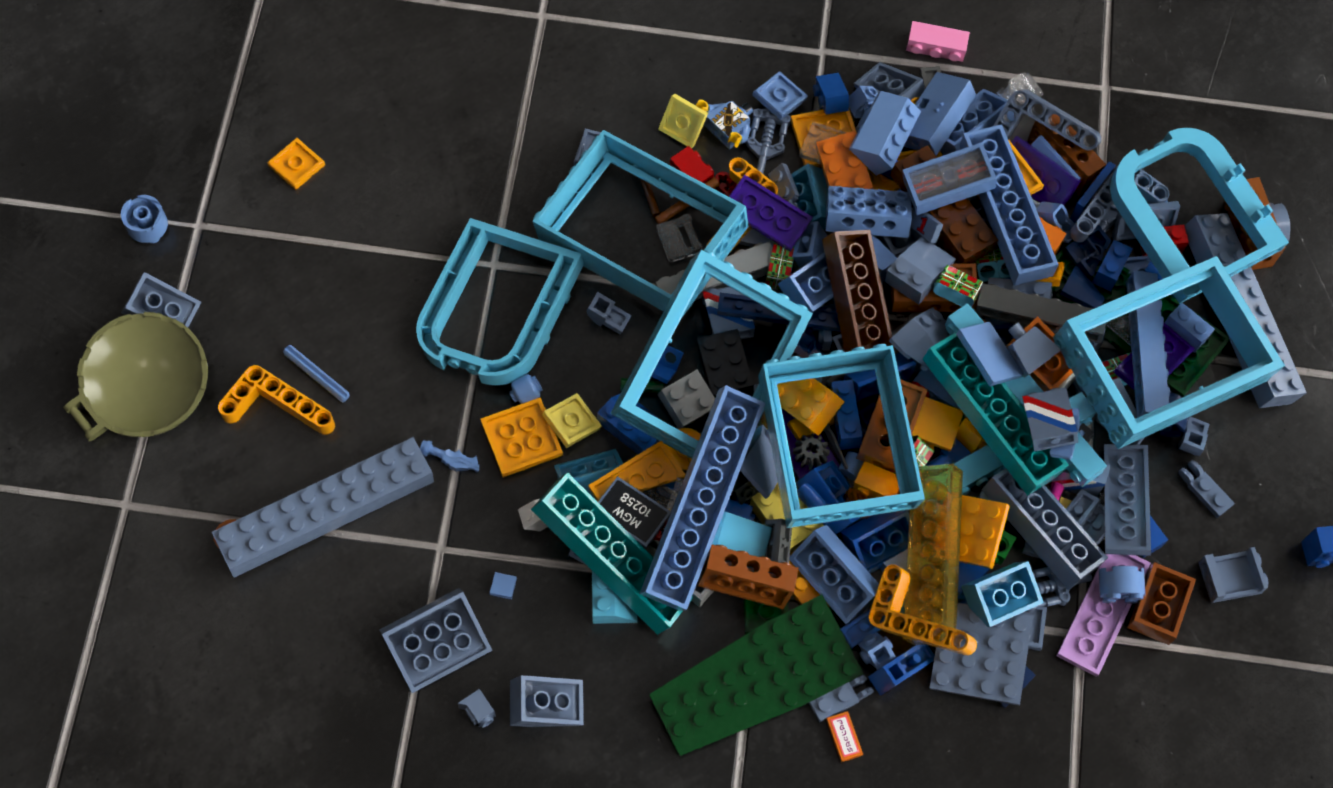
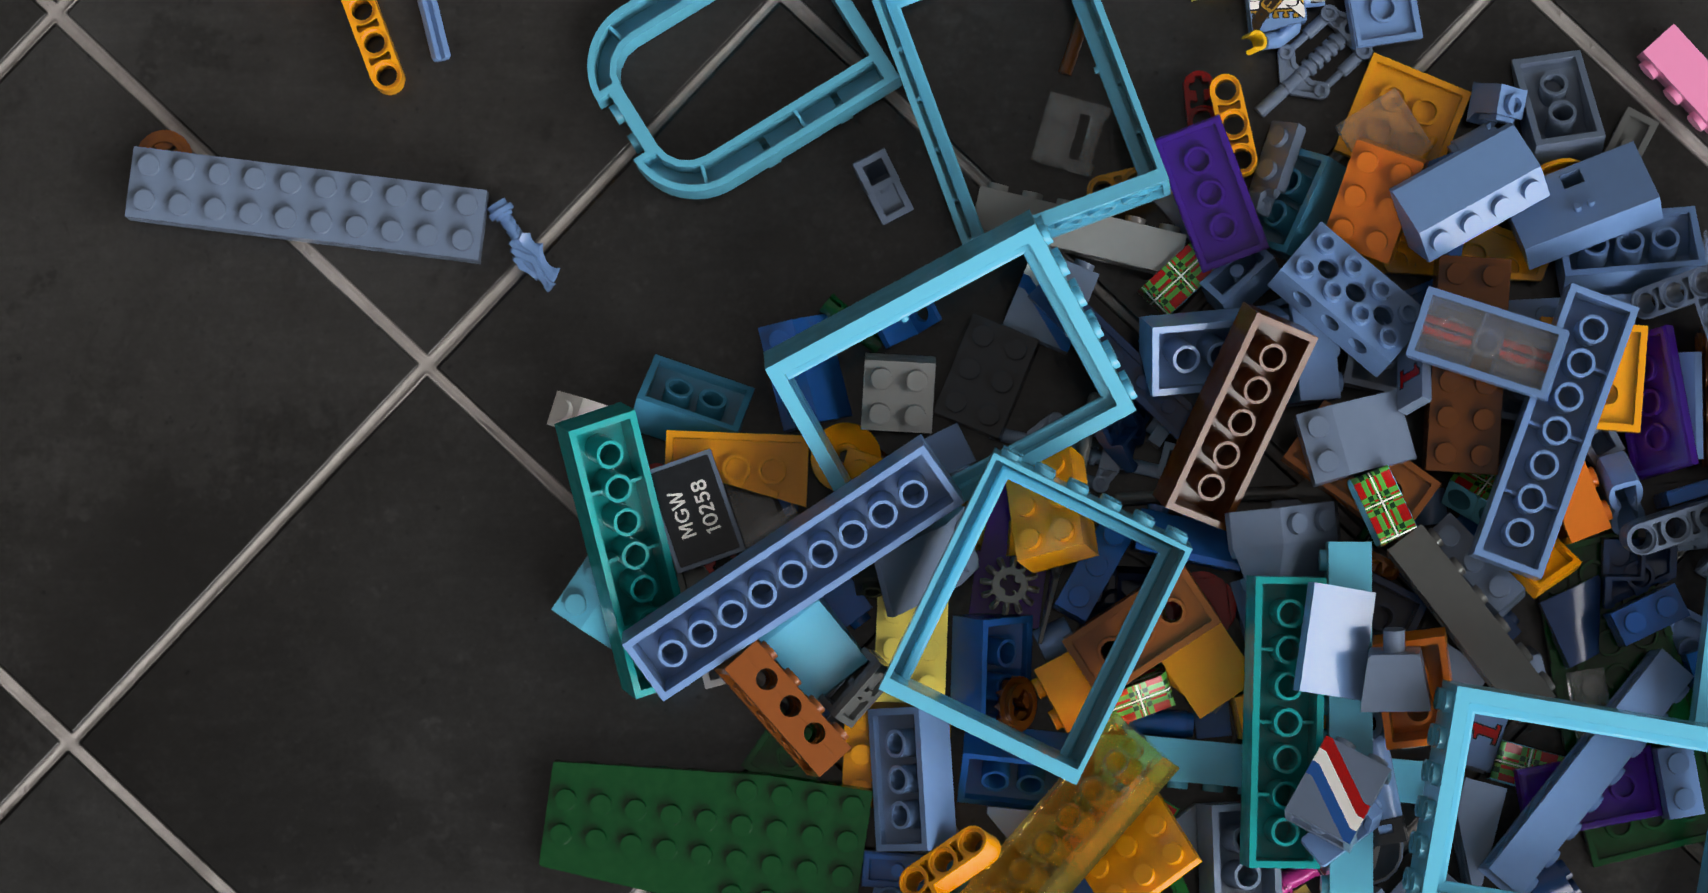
camera: 40 degrees right, 20 degrees up
(435, 640) = (333, 491): sand blue slope -> none
(478, 709) = (326, 624): sand blue window -> none
(503, 585) = (471, 477): medium blue tile -> none
(521, 437) = (638, 284): light orange plate -> none
(525, 389) = (690, 220): medium blue head -> none
(546, 702) = (418, 676): sand blue slope -> none
(571, 420) = (721, 308): light yellow tile -> none
(680, 205) = (1142, 85): dark orange piece -> none
(692, 165) = (1164, 40): red brick -> none
(810, 497) = (954, 665): blue piece -> none
(831, 93) = (1459, 59): blue brick -> none

